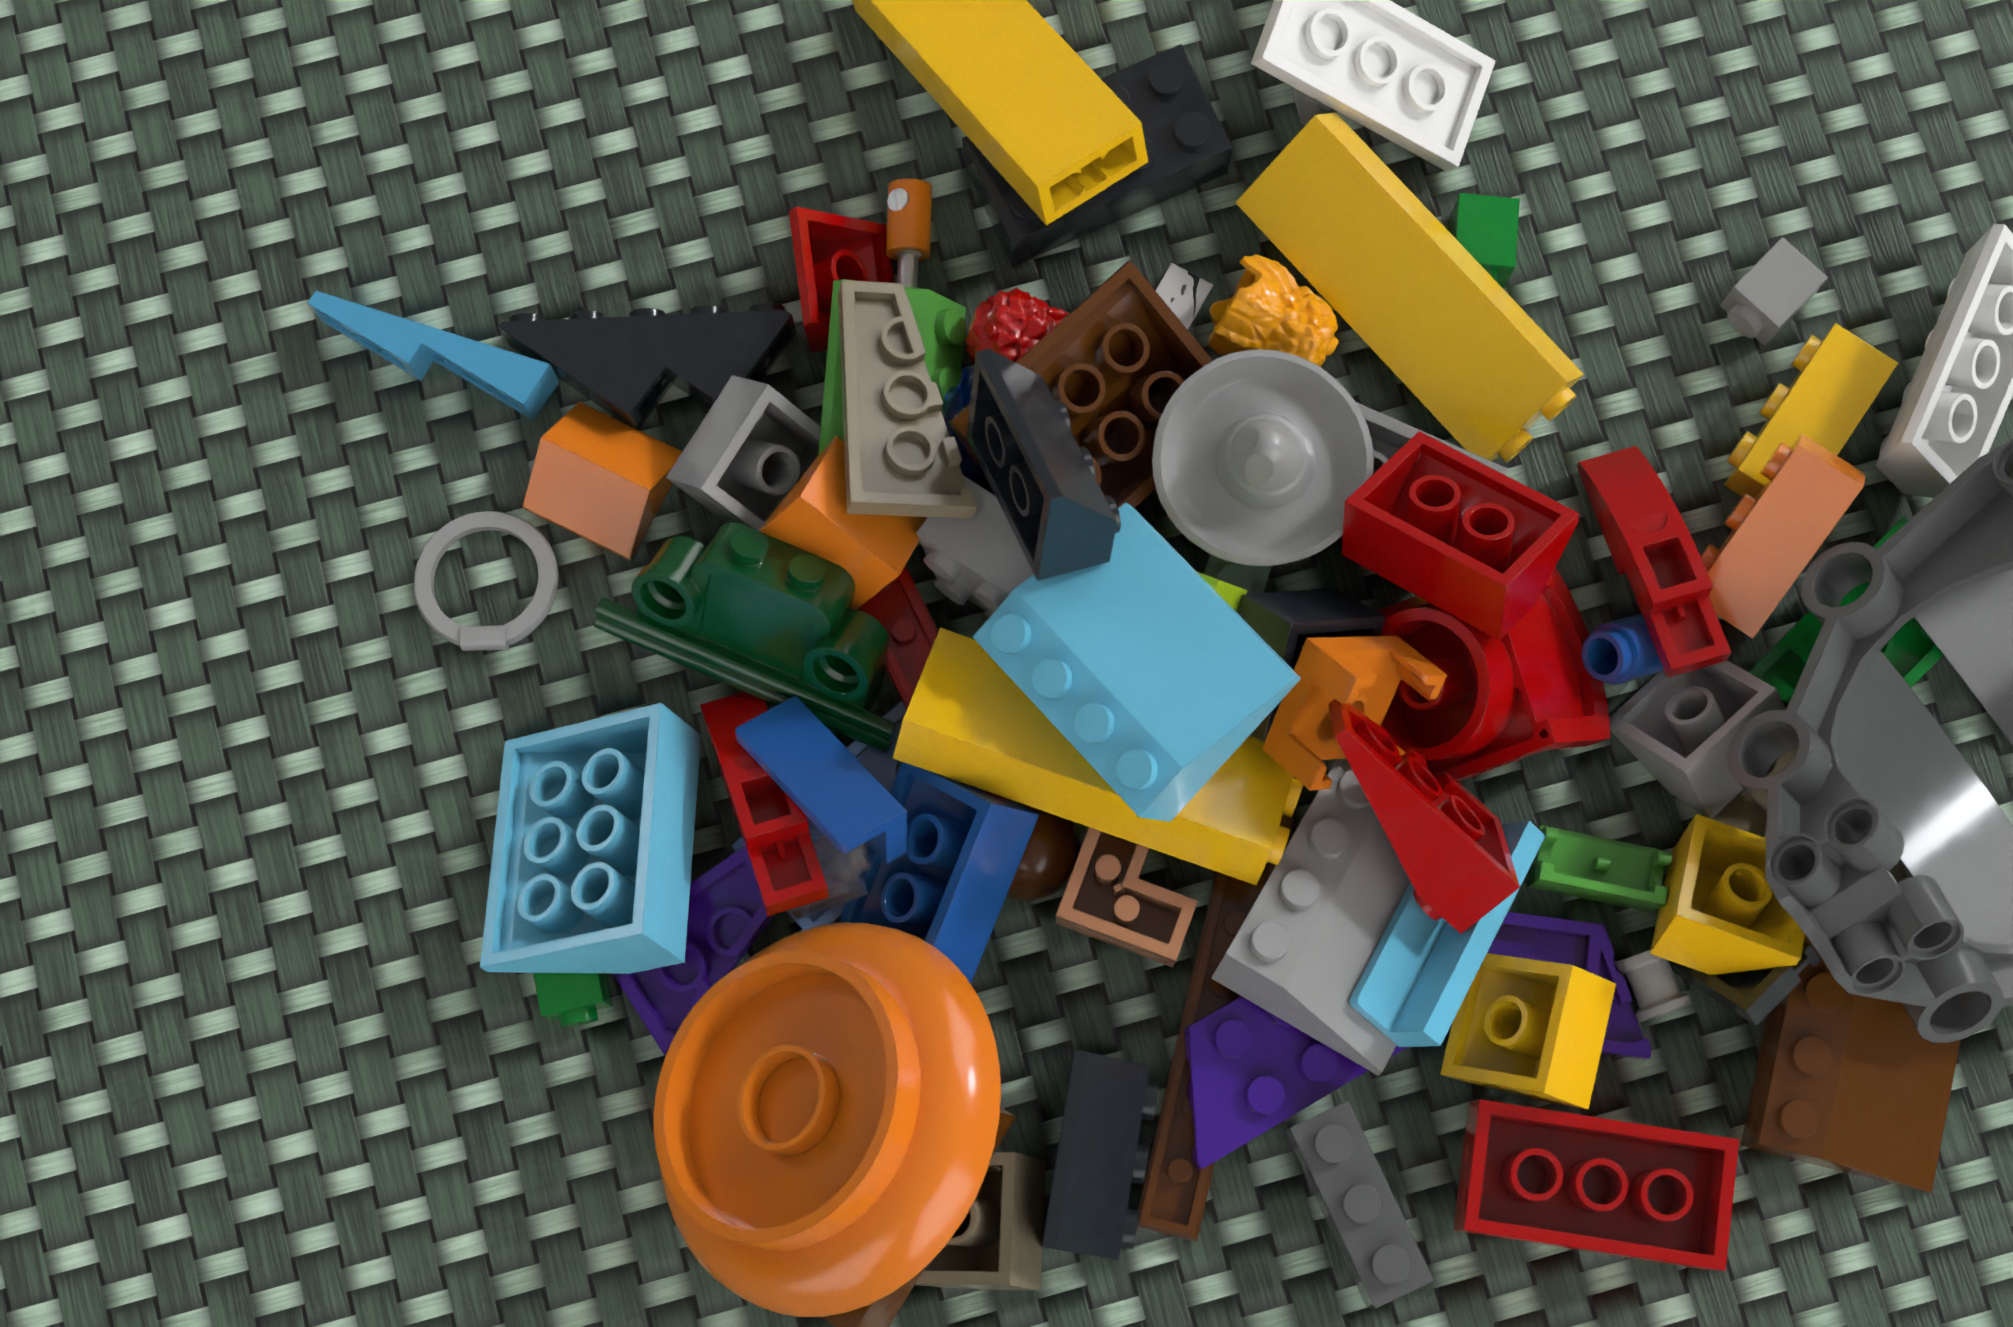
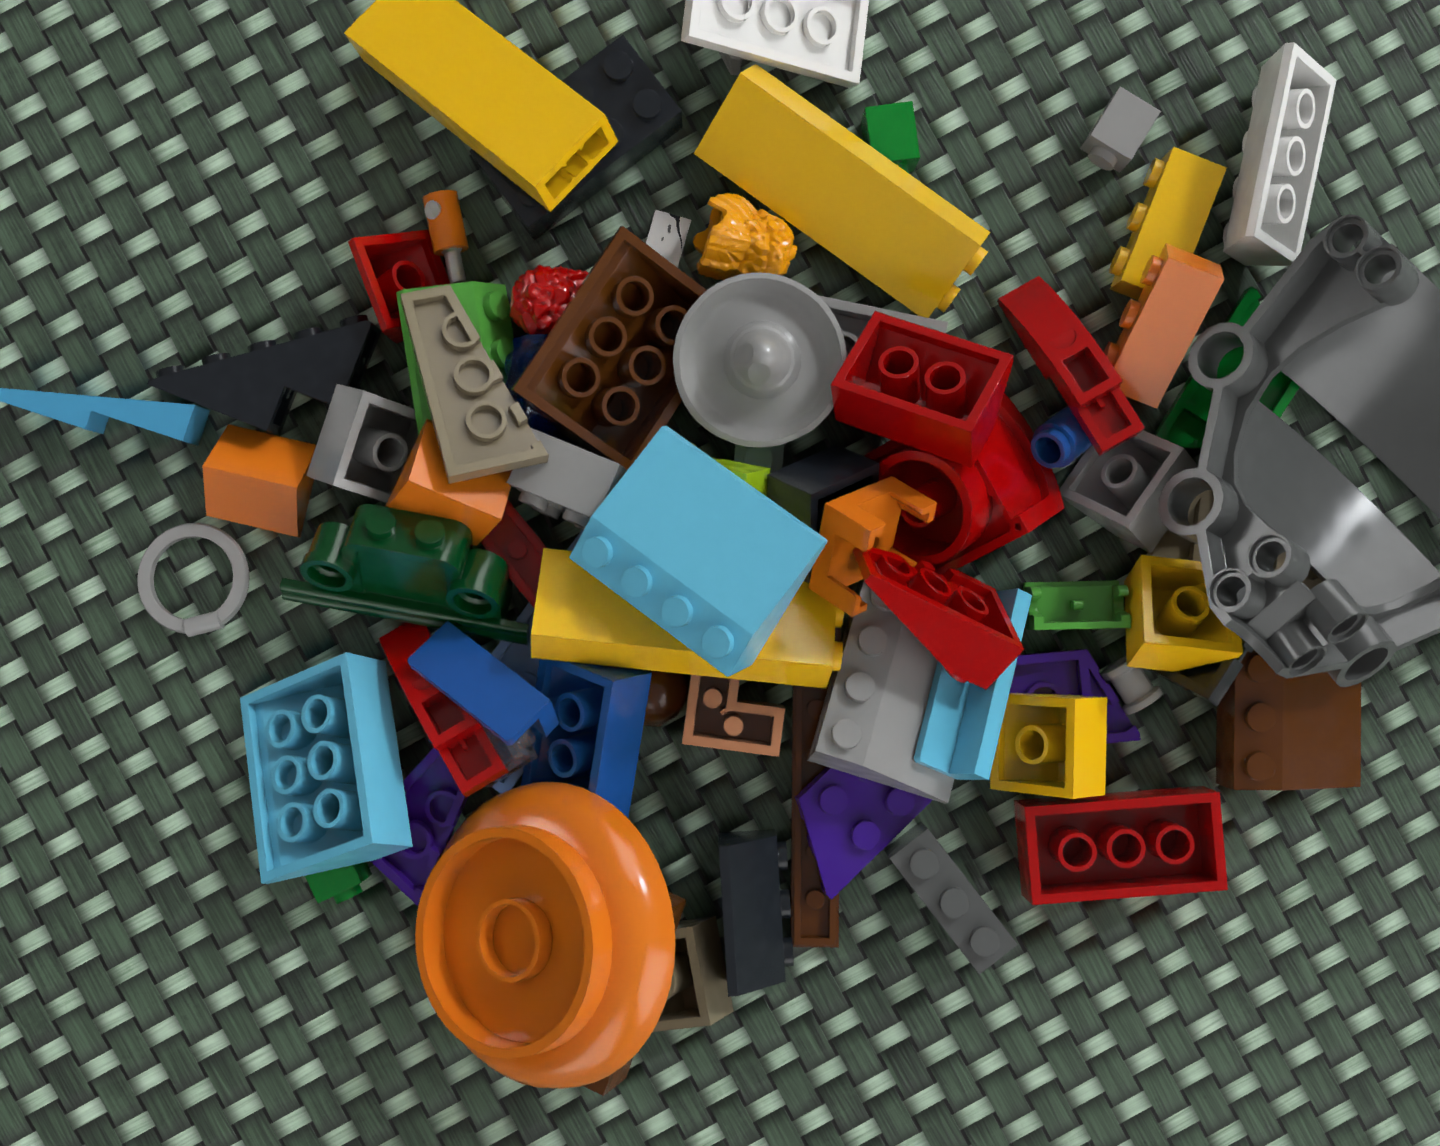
camera: 20 degrees left, 10 degrees up
(1038, 469) = (588, 418): black slope -> none

